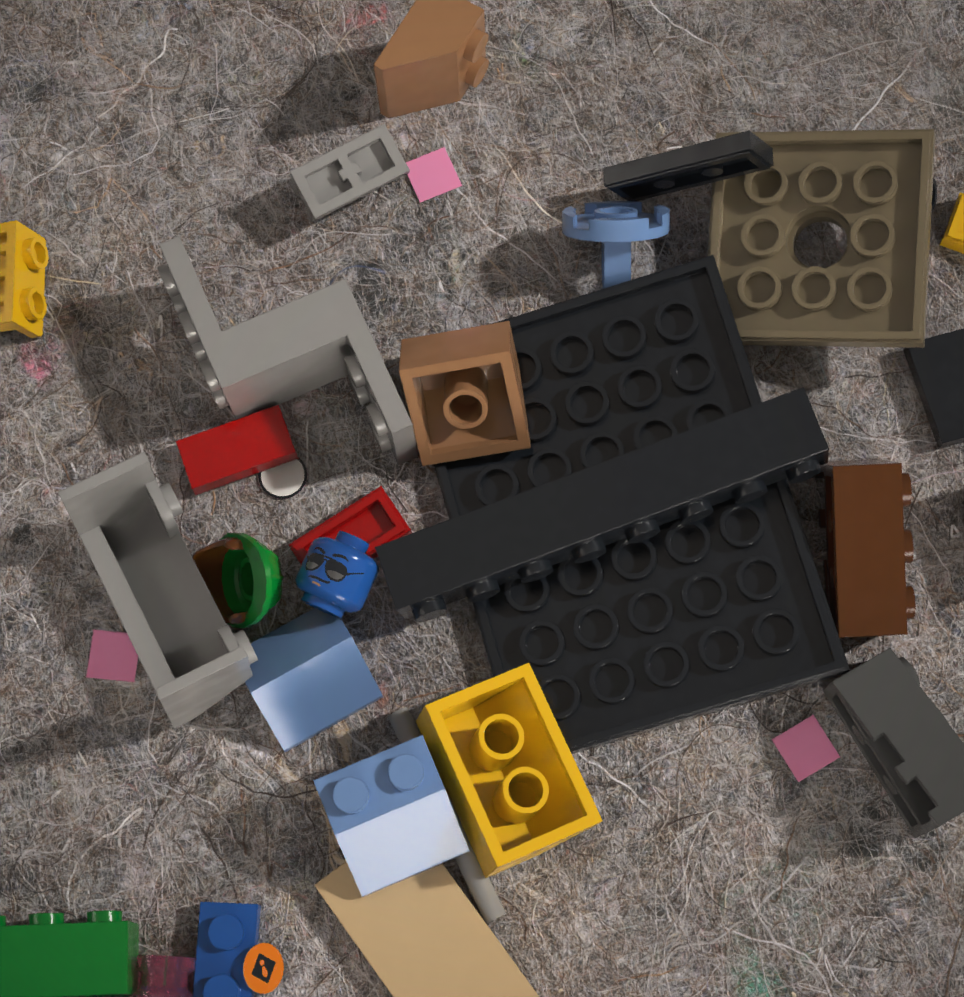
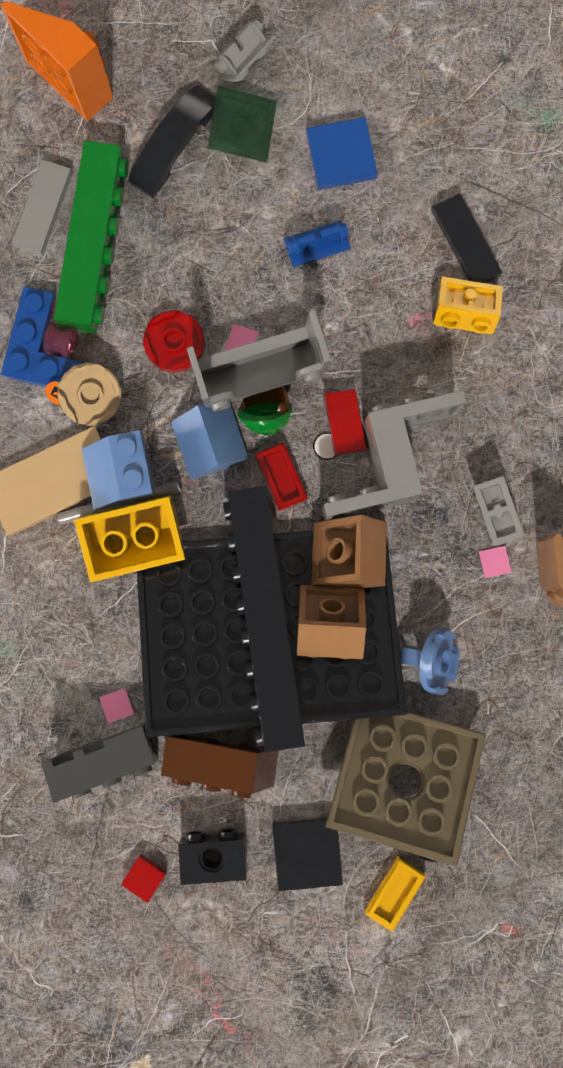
camera: 95 degrees right, 10 degrees up
(133, 774) = (169, 337): none -> red tile
(257, 904) = (89, 394): none -> tan tile
(337, 574) = (256, 463): blue head -> none
(587, 395) = (331, 622): none -> medium nougat slope
(689, 166) = (464, 712): black tile -> none

